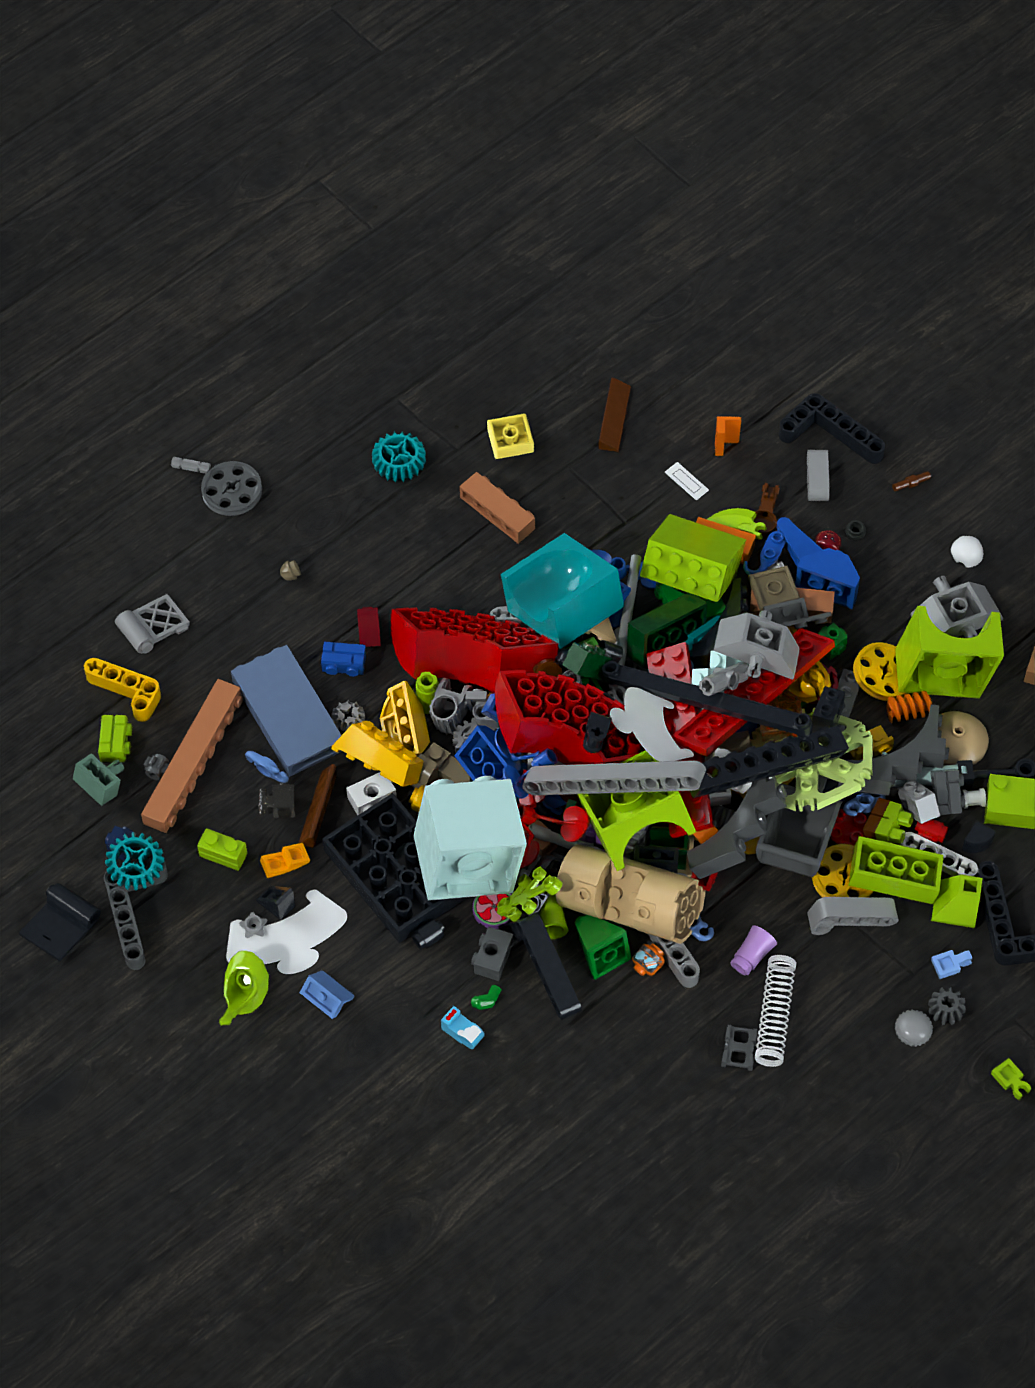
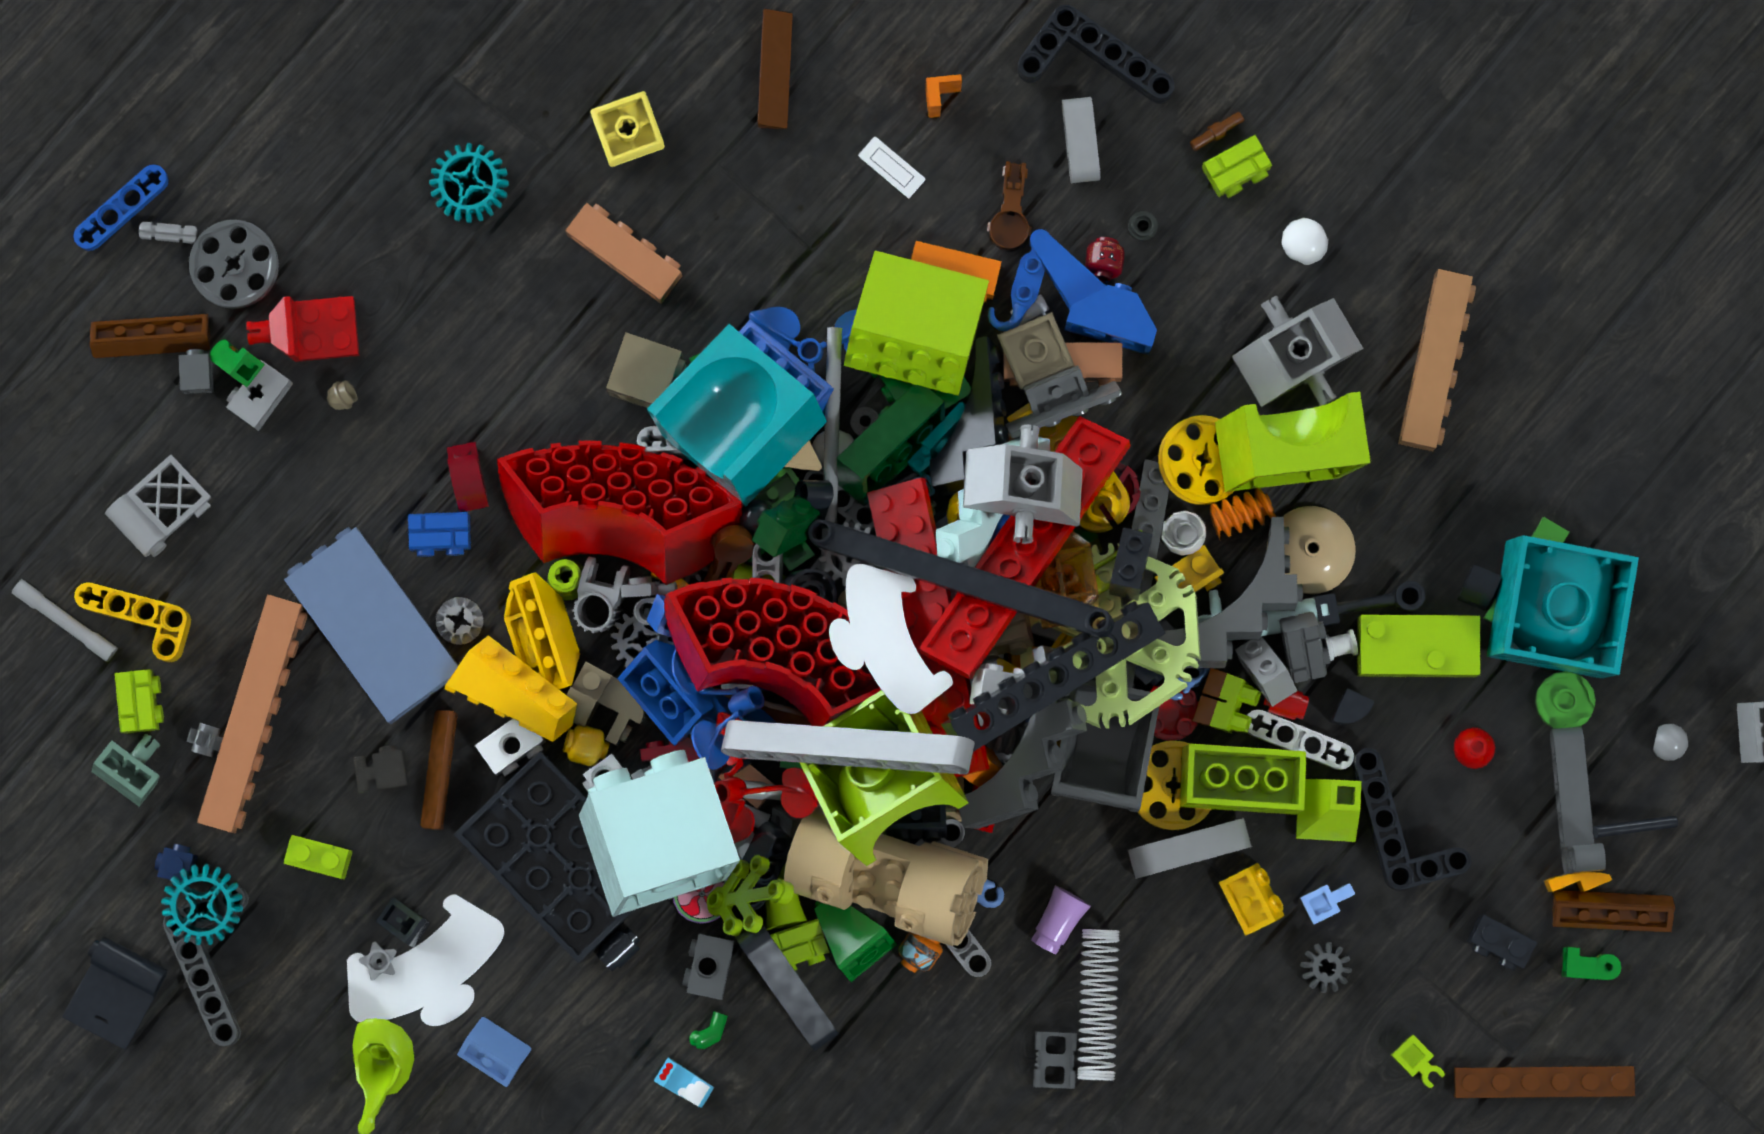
camera: 10 degrees left, 25 degrees up
(89, 699) = (91, 639): none -> light grey piece
(164, 451) = (118, 204): none -> blue beam
(166, 524) = (149, 335): none -> reddish brown slope
(194, 546) = (196, 372): none -> dark grey brick
(223, 538) = (236, 362): none -> green leg
(234, 563) = (256, 412): none -> light grey brick
(266, 766) = (358, 718): medium blue piece -> none
(274, 530) = (309, 328): none -> red plate
(285, 861) = (406, 857): light orange slope -> none
(489, 570) = (644, 370): none -> dark tan brick
(567, 944) = (802, 943): none -> lime brick
(596, 732) = (815, 669): black piece -> none
(724, 679) = (982, 548): light grey piece -> none
(739, 519) = (970, 232): lime piece -> none
(838, 635) = (1126, 430): green brick -> none
(868, 713) = (1183, 533): none -> white hair
(895, 954) = (1252, 898): none -> yellow bracket
(913, 1028) = (1284, 999): light grey hat -> none
(923, 501) = (1237, 166): none -> lime brick

